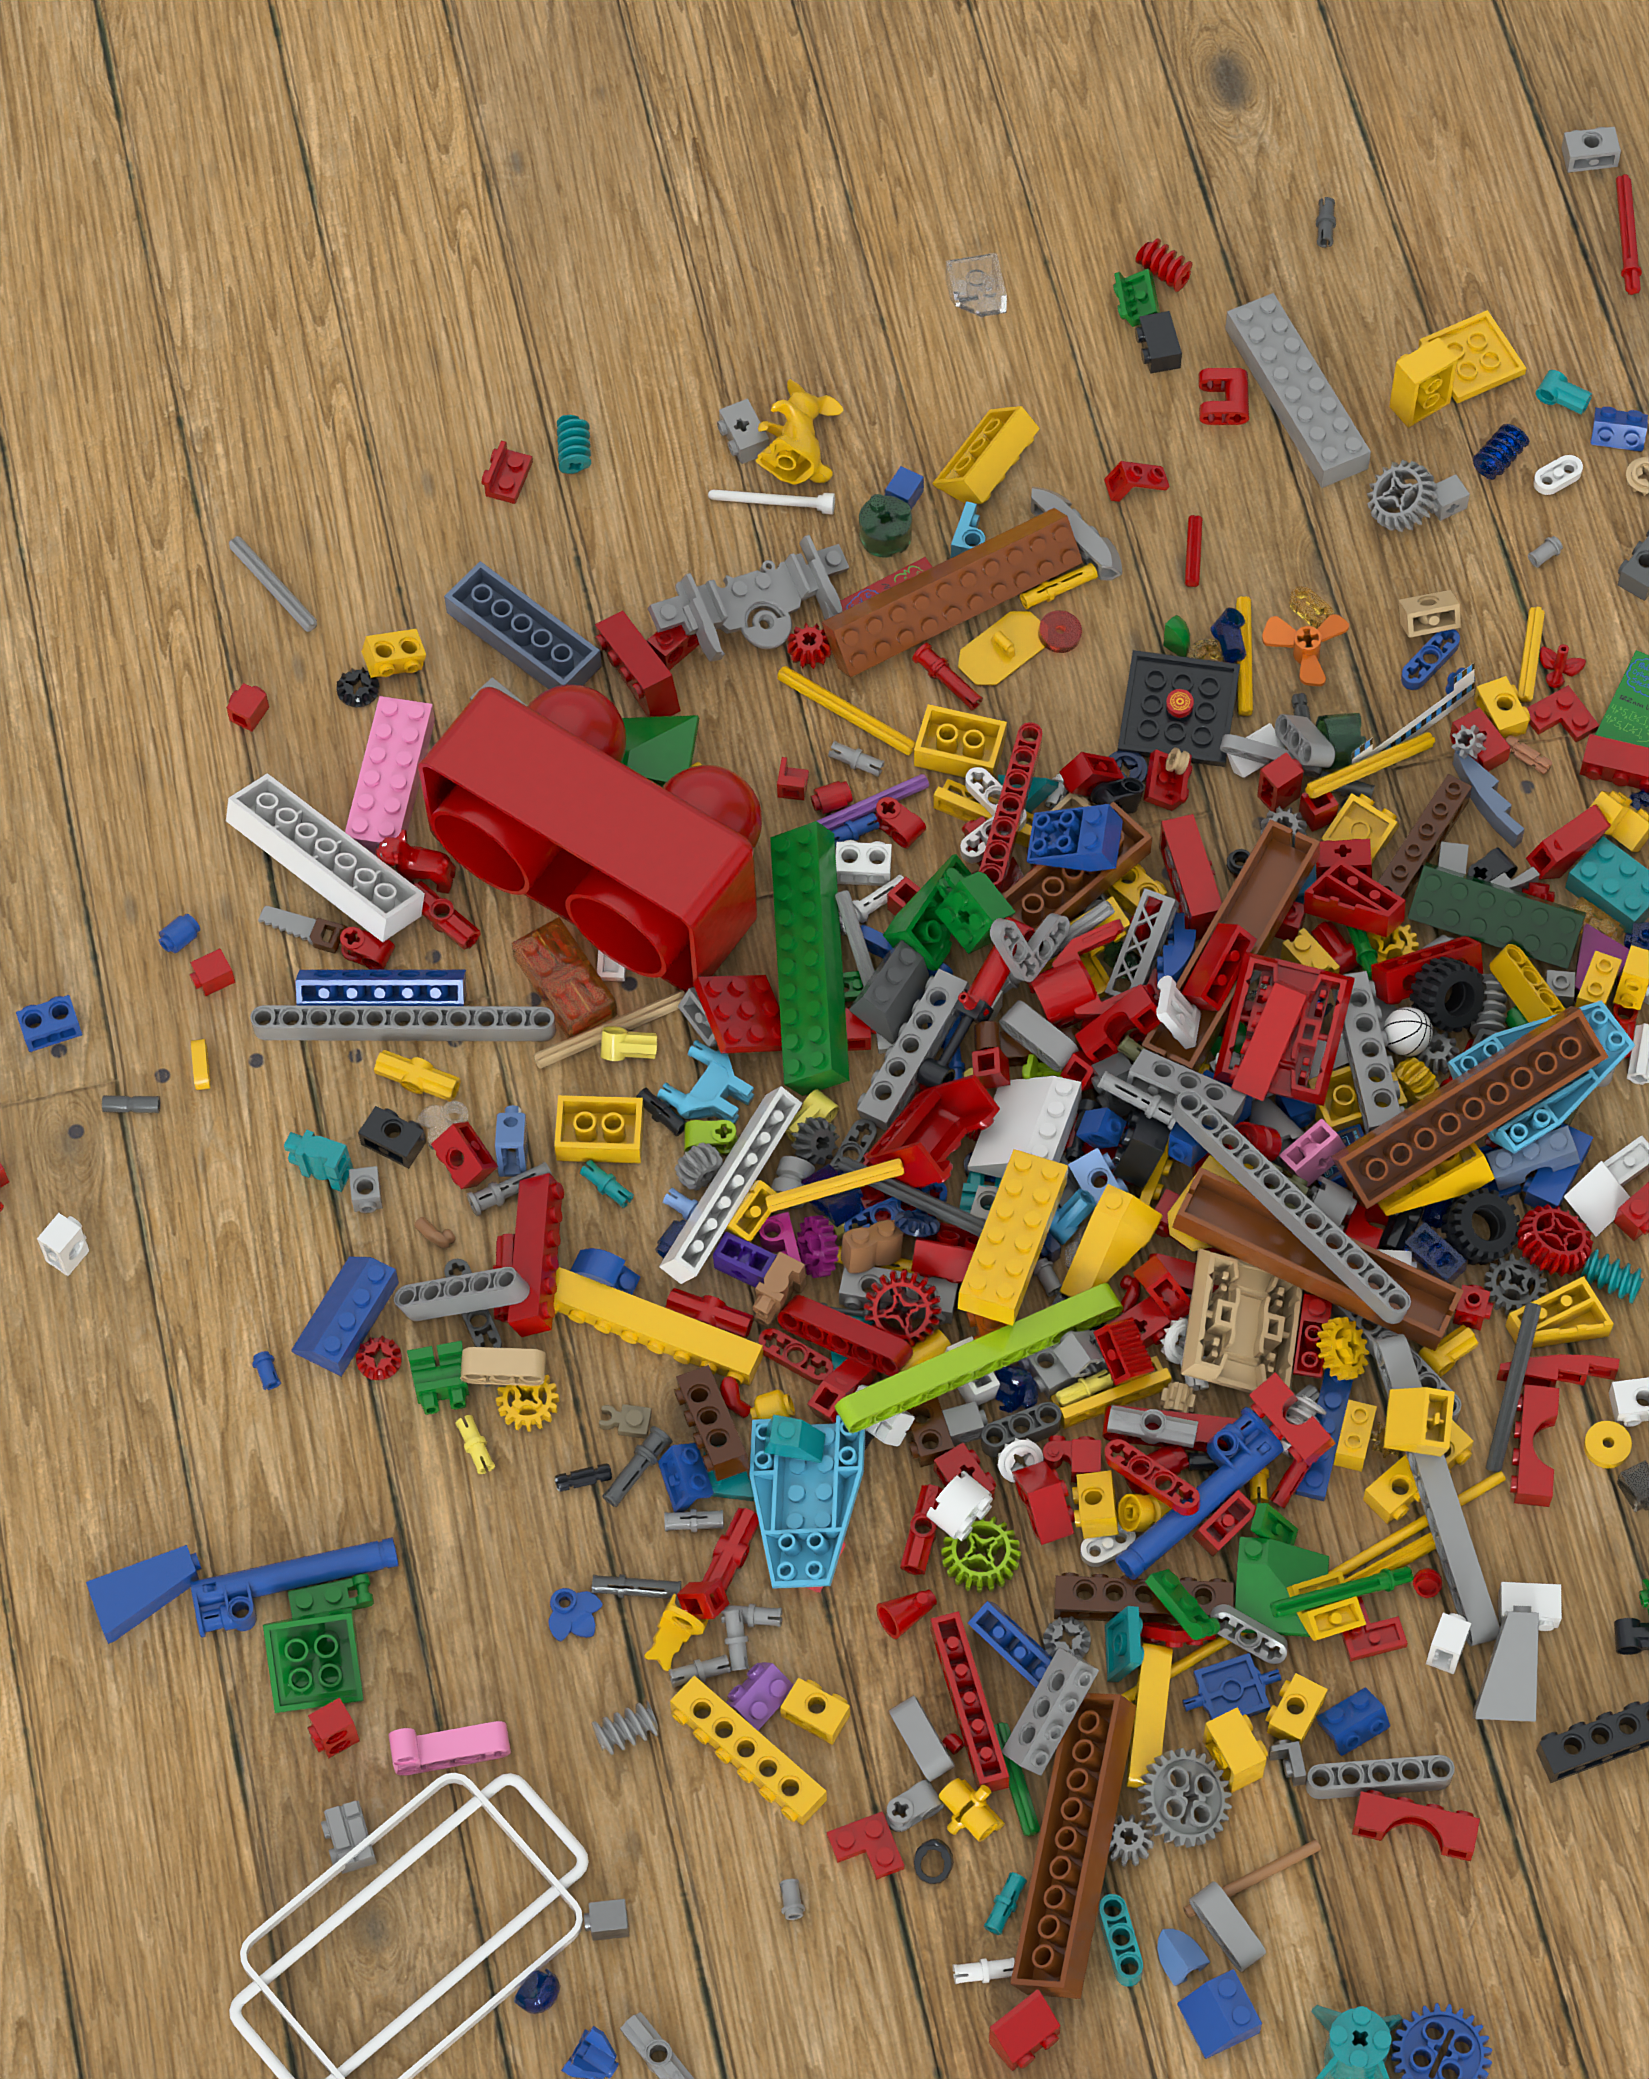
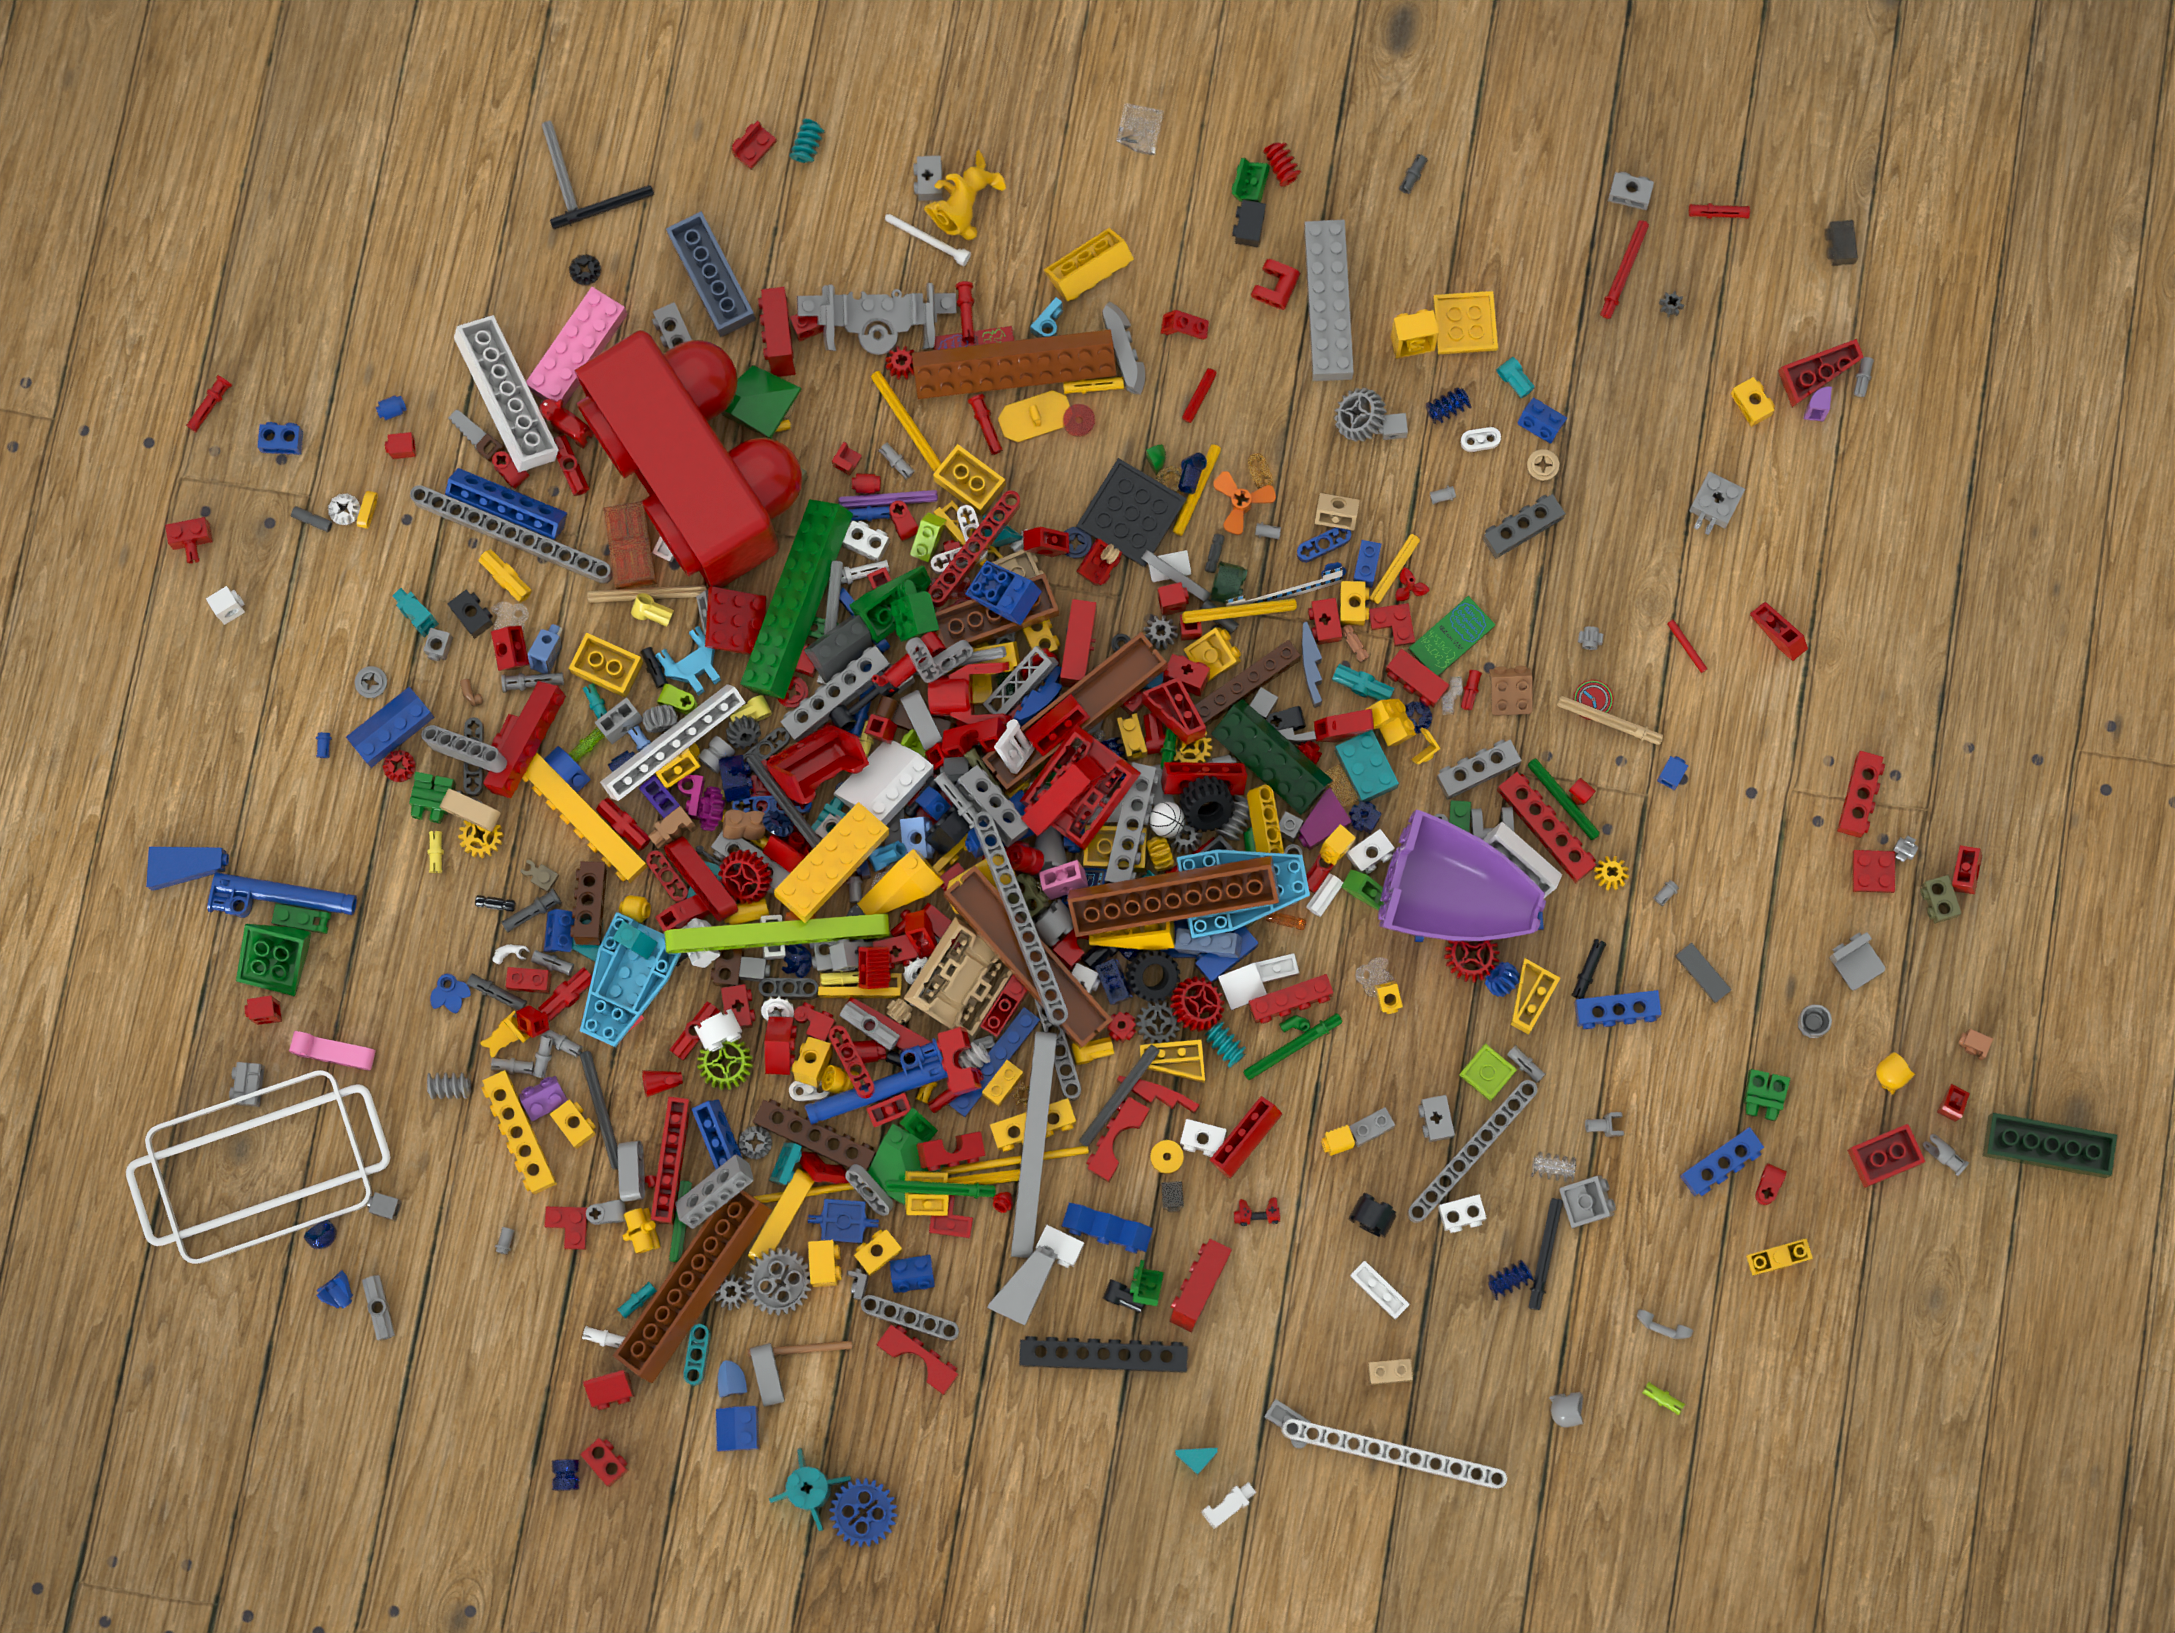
camera: 25 degrees right, 15 degrees up
(173, 1086) = (344, 518): none -> white gear
(247, 706) = (504, 255): red brick -> none
(286, 1263) = (367, 674): none -> light grey gear
(319, 630) = (601, 207): none -> black axle
(393, 653) = (617, 250): yellow brick -> none
(616, 1235) = (586, 745): none -> clear neon green pin
(622, 1532) = (502, 952): none -> white piece
(647, 1188) = (619, 721): none -> light grey brick
(673, 1553) = (528, 980): none -> red brick
(731, 1395) = (611, 888): red arm -> none
(834, 1185) = (734, 776): yellow axle -> none
(843, 1680) = (600, 1108): none -> dark grey axle
(856, 551) = (965, 303): none -> red pin
(862, 1066) = (800, 687): none -> red gear
(885, 525) = (993, 281): clear green brick -> none
(906, 486) = (1019, 269): blue brick -> none
(941, 825) = (928, 537): none -> lime brick
(946, 1854) = (614, 1253): black piece -> none
(1124, 792) = (1058, 563): black piece -> none
(1179, 703) = (1131, 511): red tile -> none
(1182, 1605) = (831, 1155): green plate -> none
(1304, 740) = (1201, 576): light grey beam -> none
(1314, 1552) = (968, 1148): none -> red arch
(1342, 1348) = (1019, 1023): yellow gear -> none
(1353, 669) = (1267, 531): none -> light grey pin
(1419, 1420) = (1035, 1100): yellow slope -> none
(1448, 1642) = (994, 1249): white brick -> none
(1476, 743) = (1307, 622): light grey gear -> none
(1495, 654) = (1367, 562): none -> blue brick
(1559, 795) = (1362, 683): none -> teal piece
(1579, 1558) = (1107, 1228): none -> blue brick
(1599, 979) = (1311, 838): yellow brick -> none
(1610, 1103) = (1286, 920): none -> clear orange axle

